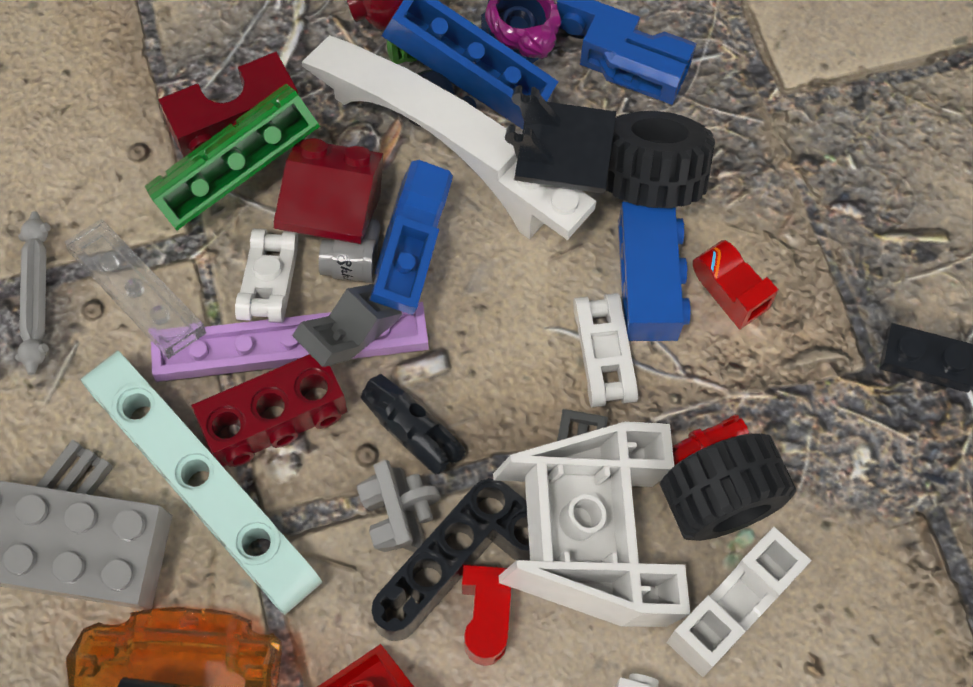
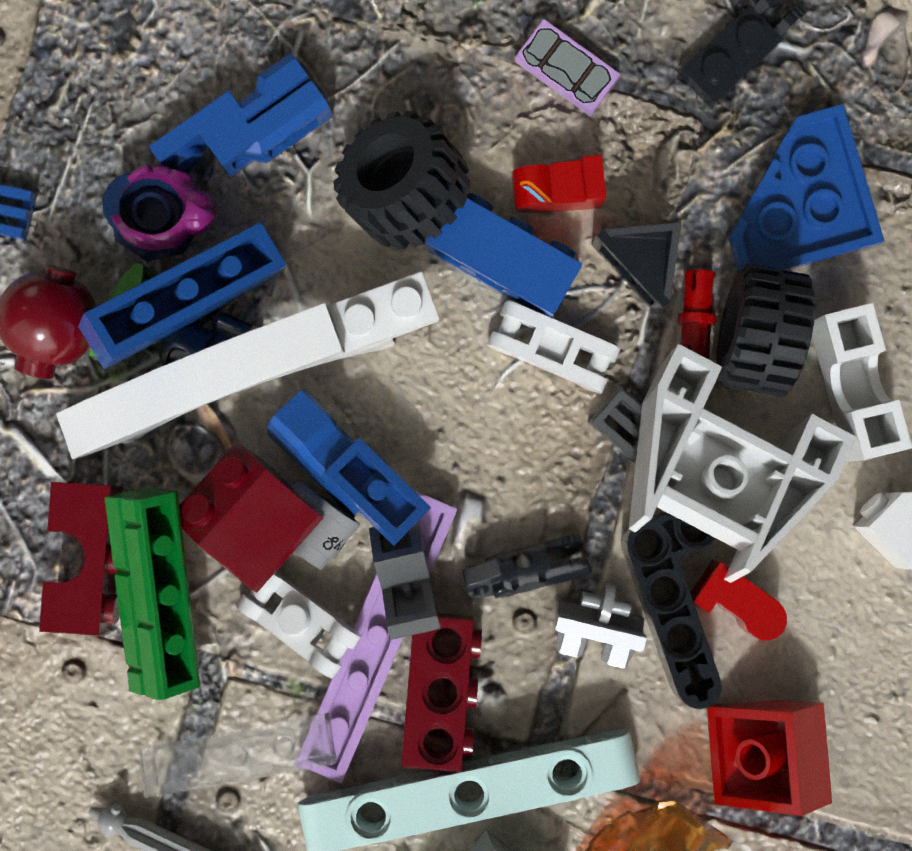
camera: 60 degrees left, 20 degrees up
(561, 143) = (353, 269): black plate -> none
(724, 371) = (643, 258): none -> black slope
(829, 242) = (567, 67): none -> tile
(863, 479) = (808, 199): none -> blue plate

